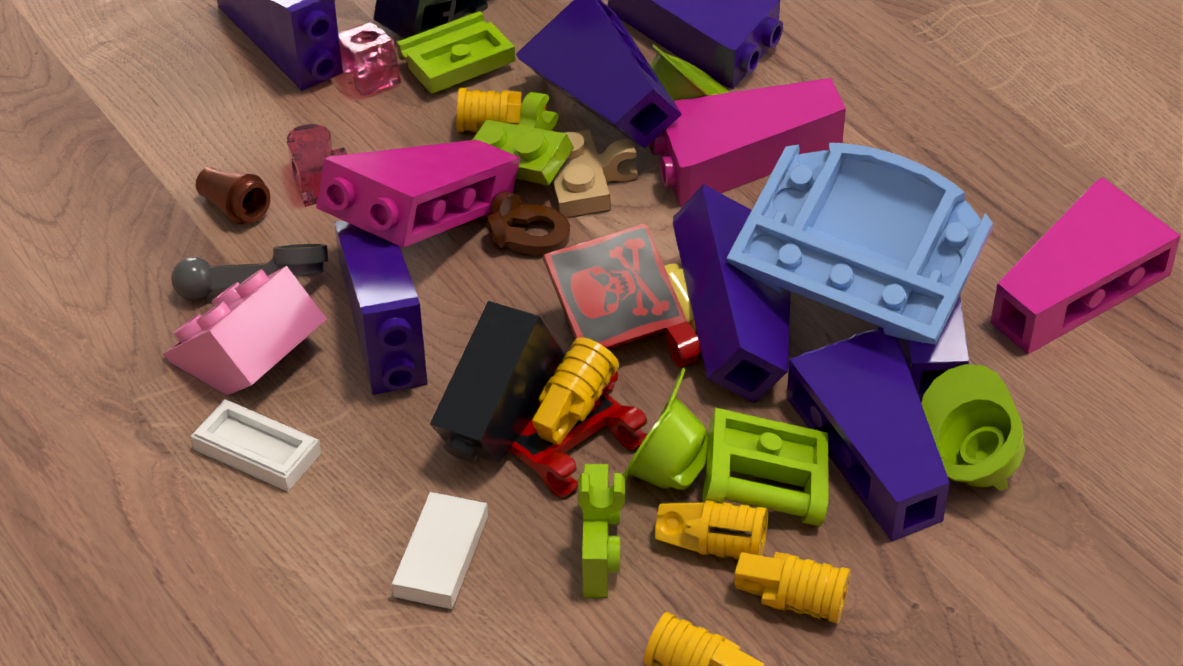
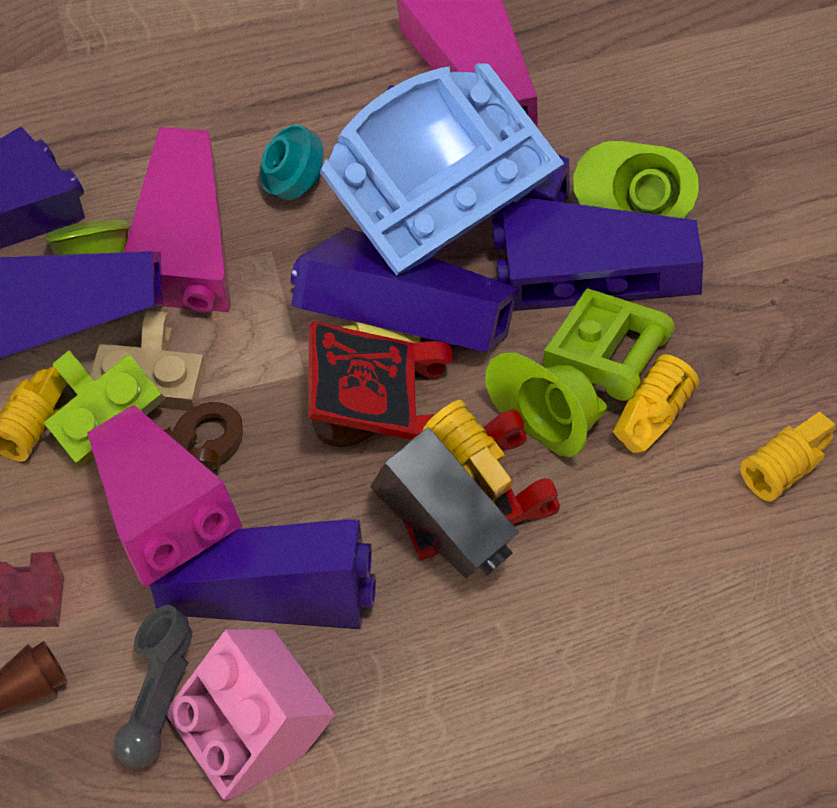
camera: 65 degrees left, 10 degrees up
(256, 445) = (390, 740): white tile -> none
(440, 550) = (589, 617): white tile -> none
(600, 508) = (624, 485): lime plate -> none
(794, 584) = (740, 364): yellow hinge -> none

